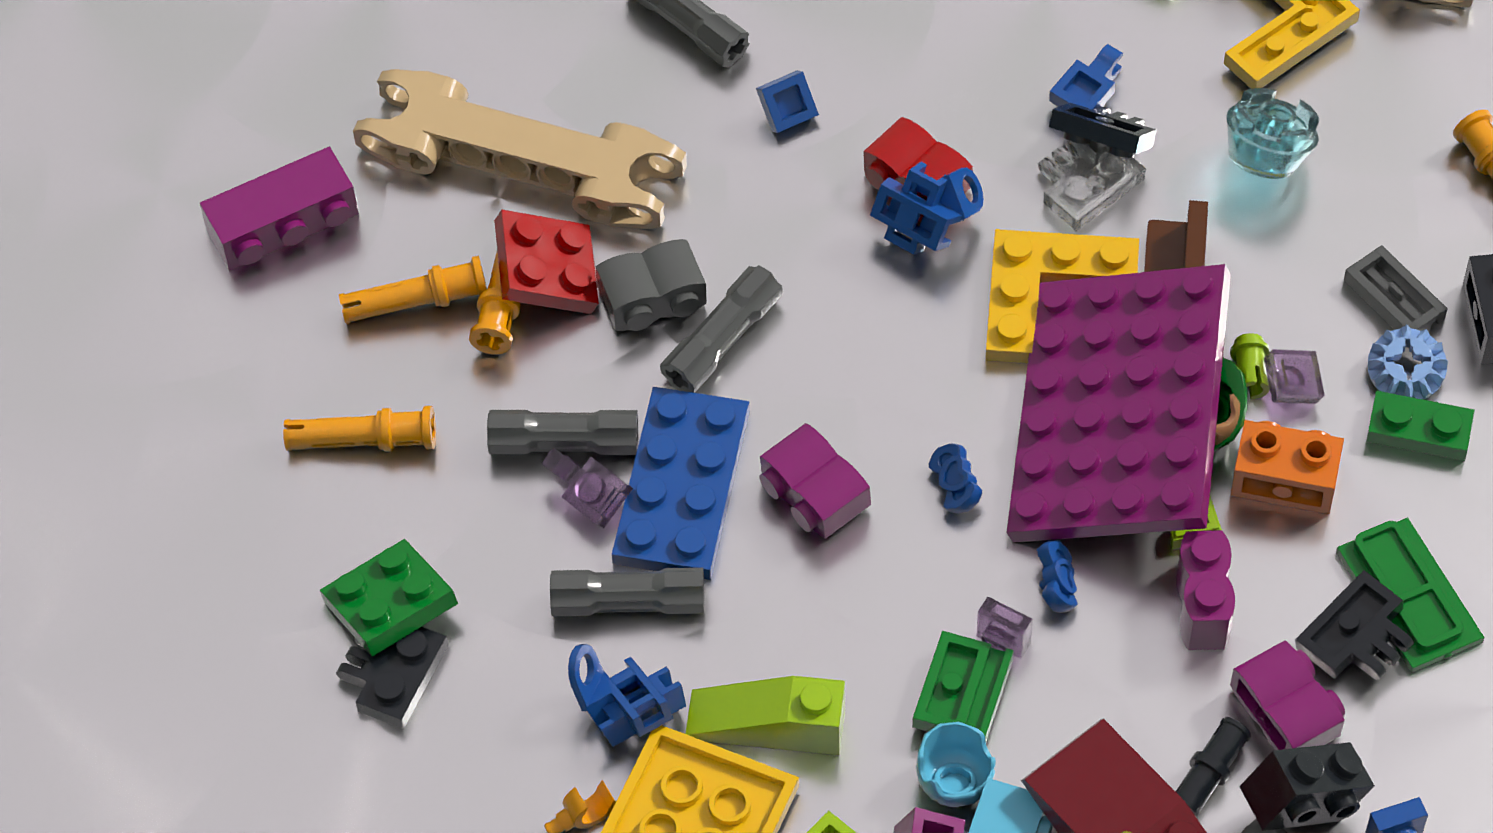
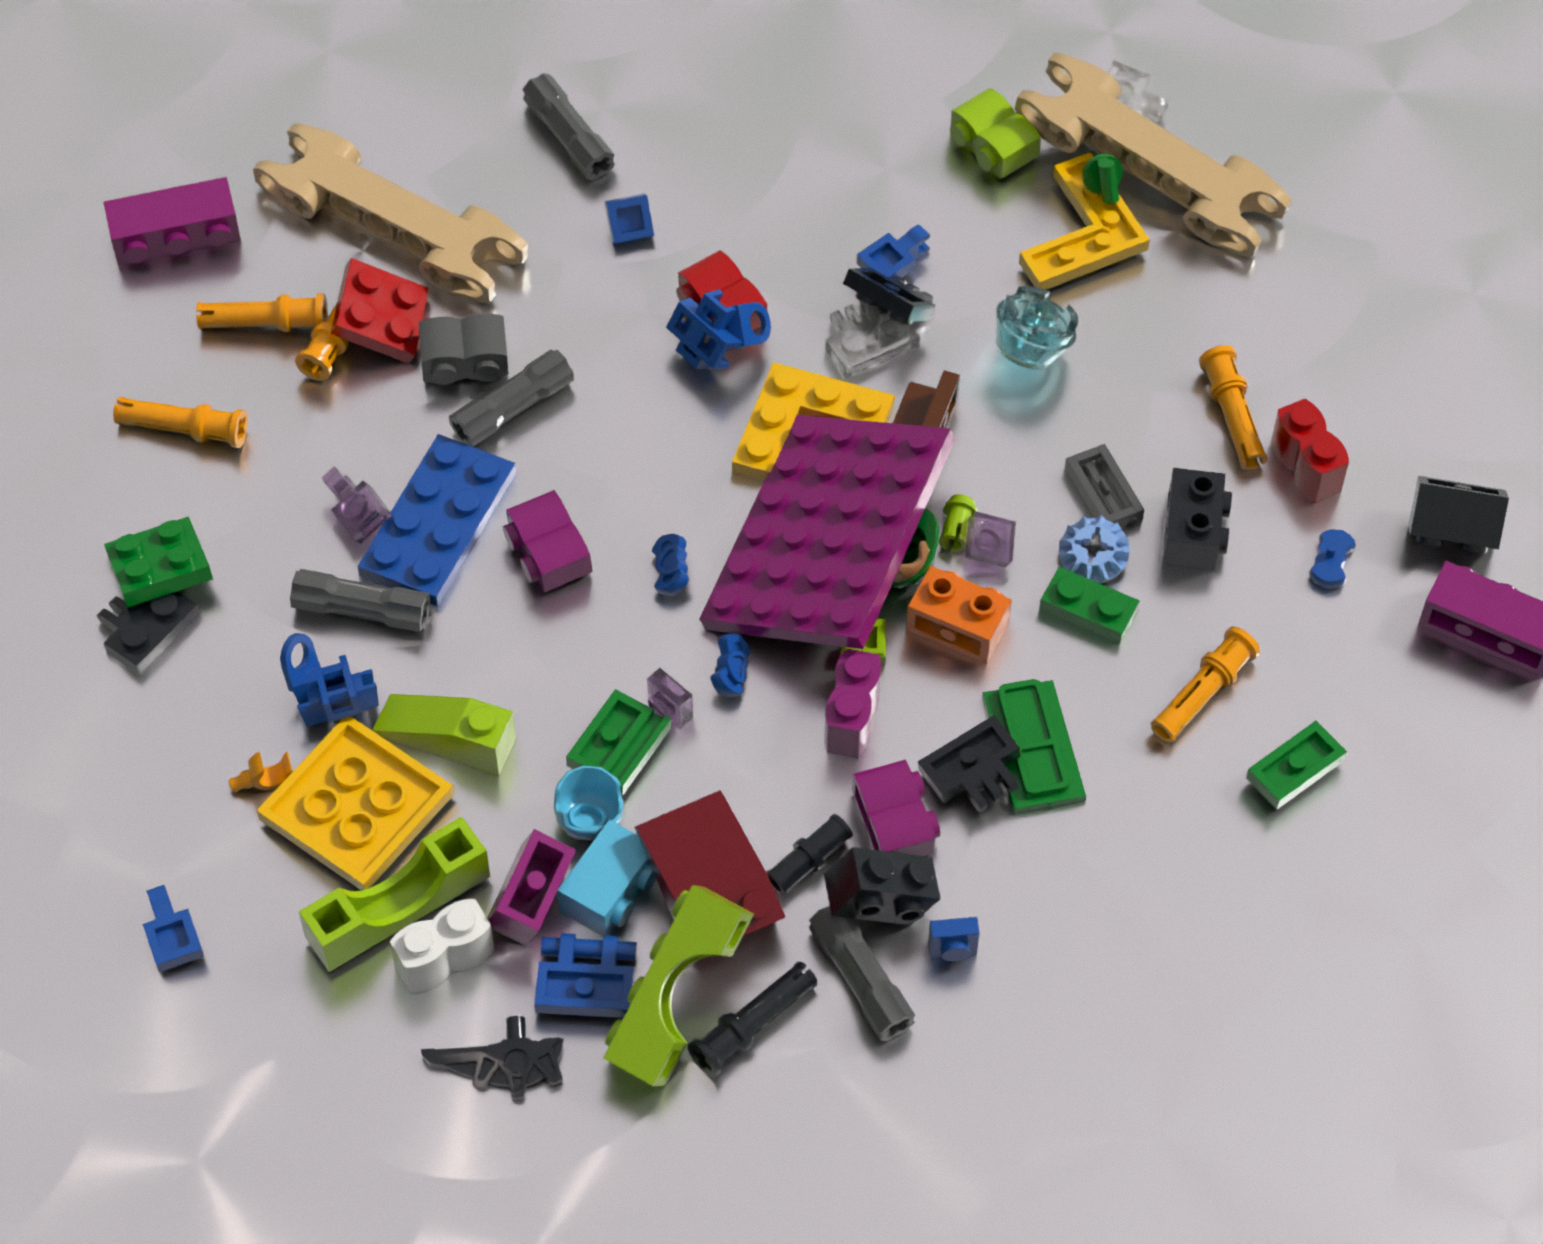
camera: 10 degrees right, 0 degrees up
(527, 431) = (319, 449): dark grey axle -> none

